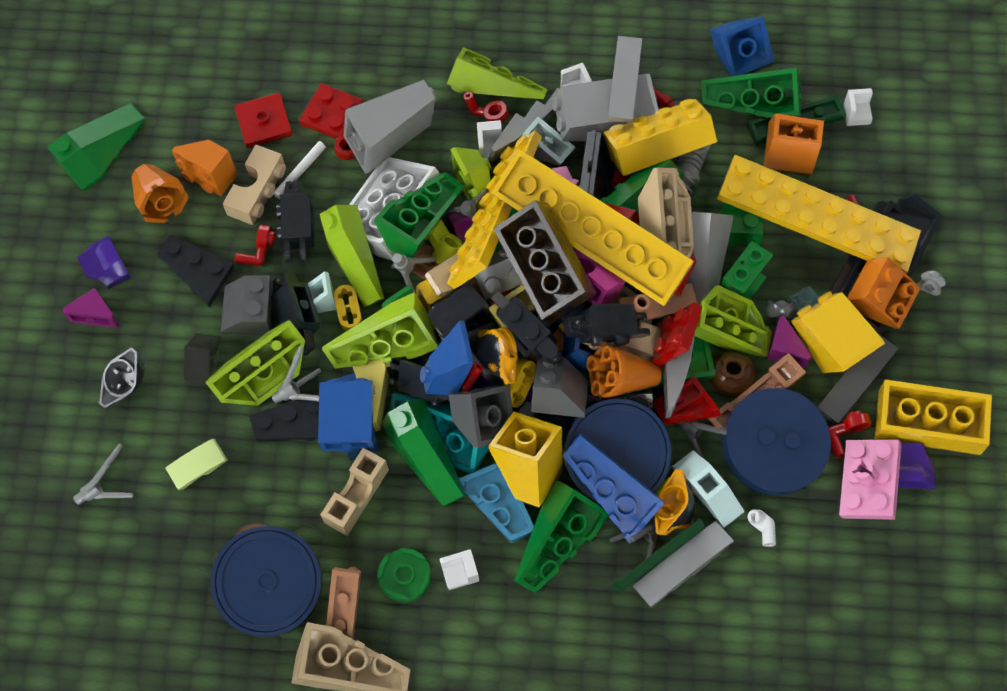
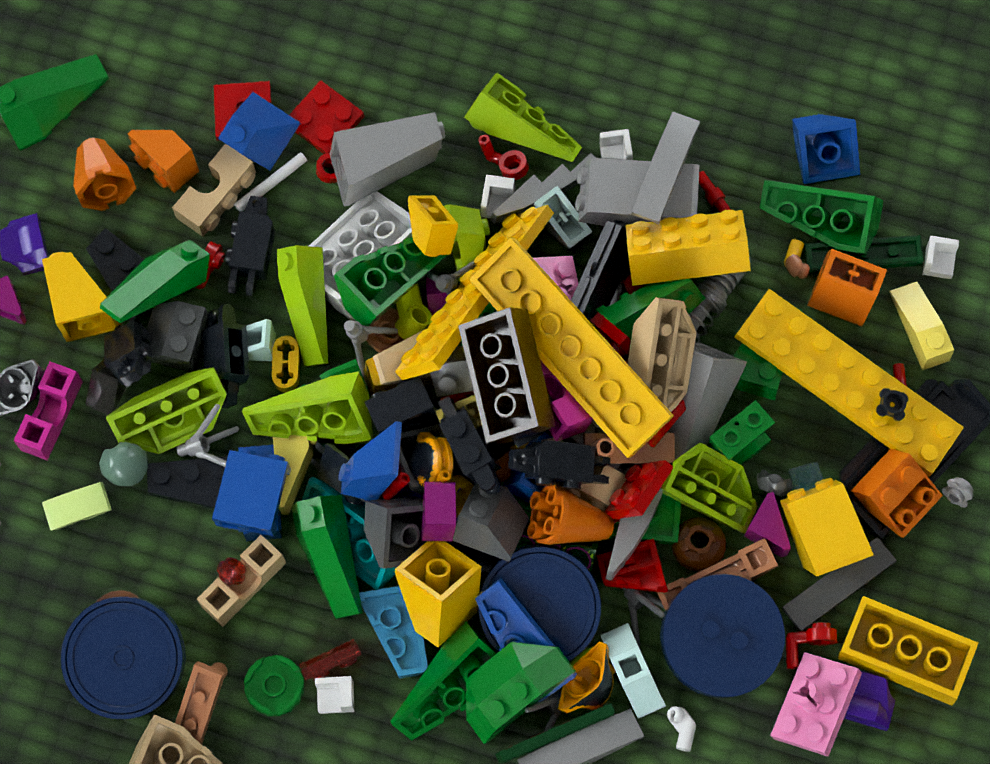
camera: 15 degrees right, 5 degrees up
(159, 374) = (57, 394): none -> dark pink arch
(160, 293) = (75, 298): none -> yellow slope
(212, 325) = (128, 352): none -> black hinge
(225, 261) = (158, 280): none -> green wedge
(229, 419) = (124, 464): none -> sand green hair
(281, 130) = (259, 131): none -> blue slope
(345, 484) = (231, 571): none -> clear red plate
(445, 167) = (431, 225): none -> yellow slope
(457, 535) = (320, 665): none -> clear red plate
(514, 389) = (439, 511): none -> magenta slope
(610, 522) = (510, 683): none -> green wedge
(743, 137) = (793, 261): none -> nougat arm
(862, 163) = (922, 326): none -> light yellow slope
(865, 217) = (898, 398): none -> black plate

